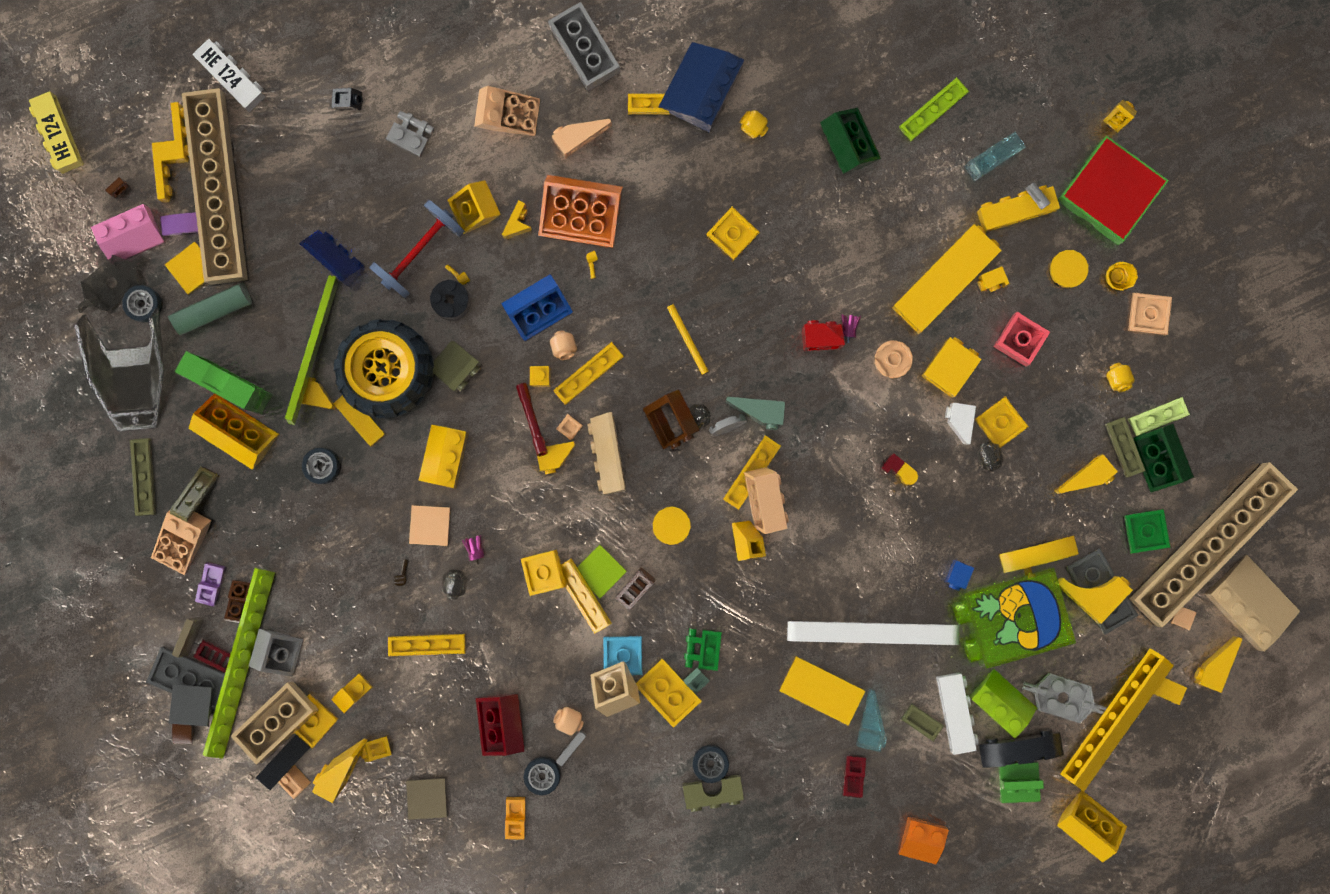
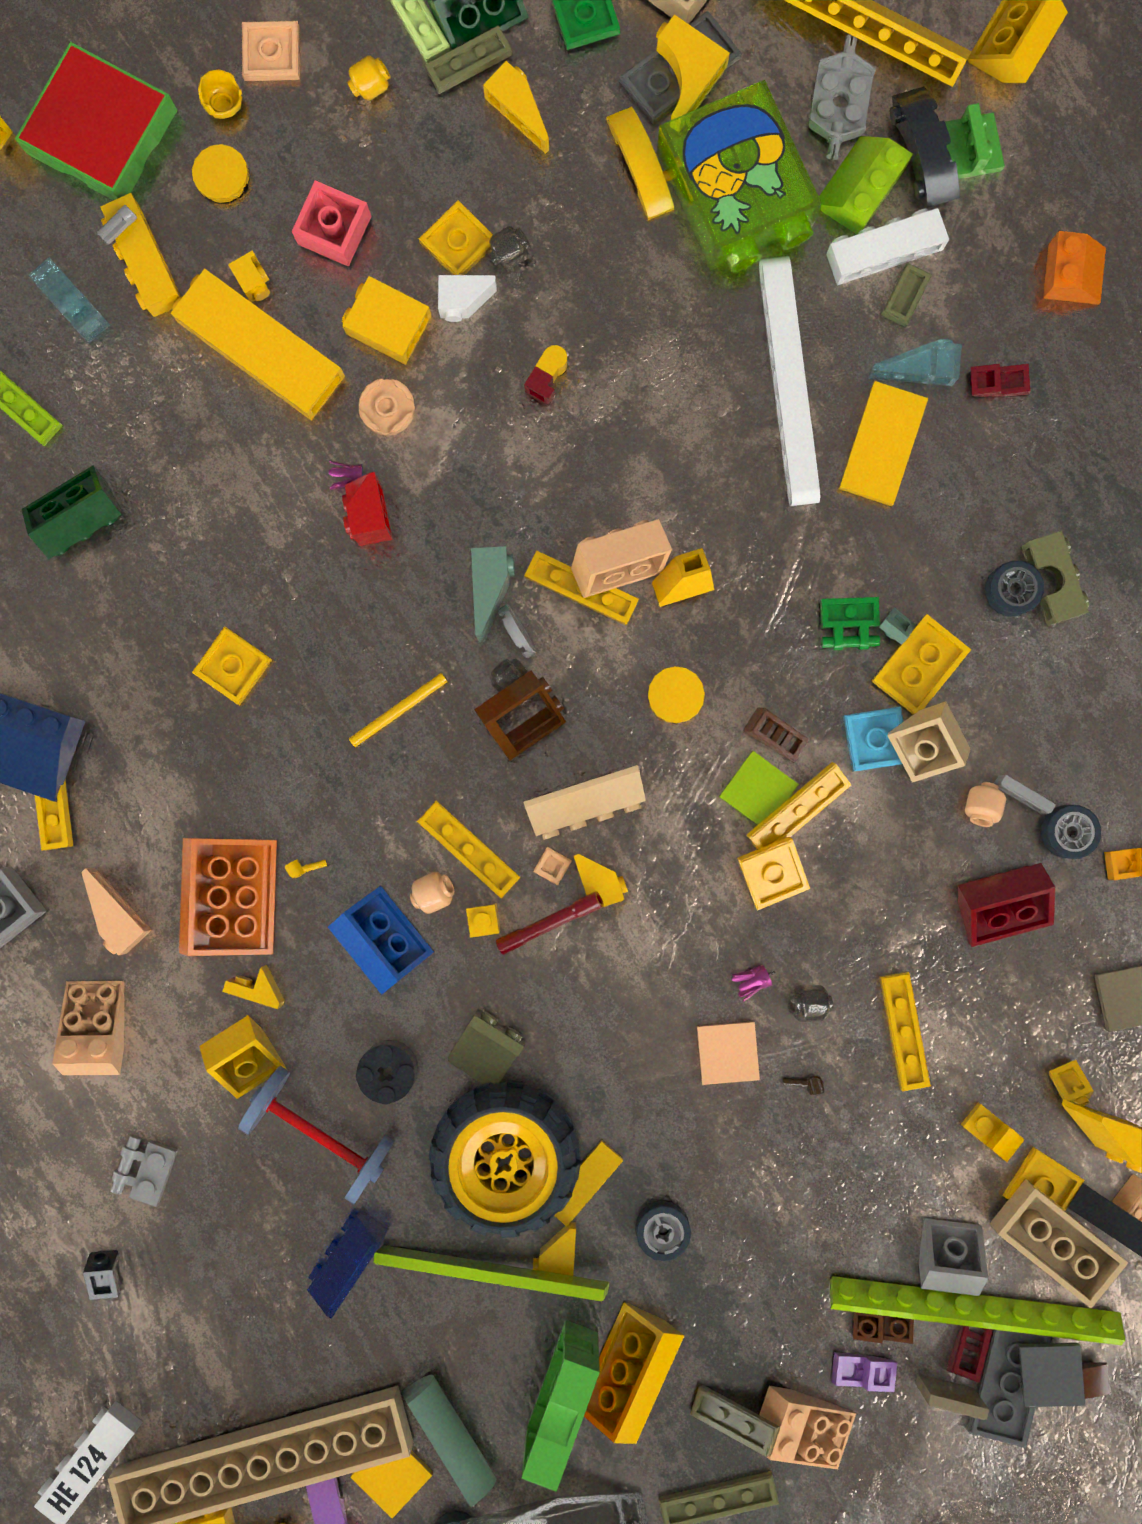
camera: 100 degrees left, 0 degrees up
(443, 456) = (623, 1047): yellow slope -> none
(462, 278) = (351, 1058): yellow hand -> none
(754, 124) = (64, 656): yellow head -> none
(959, 575) = (688, 269): blue brick -> none

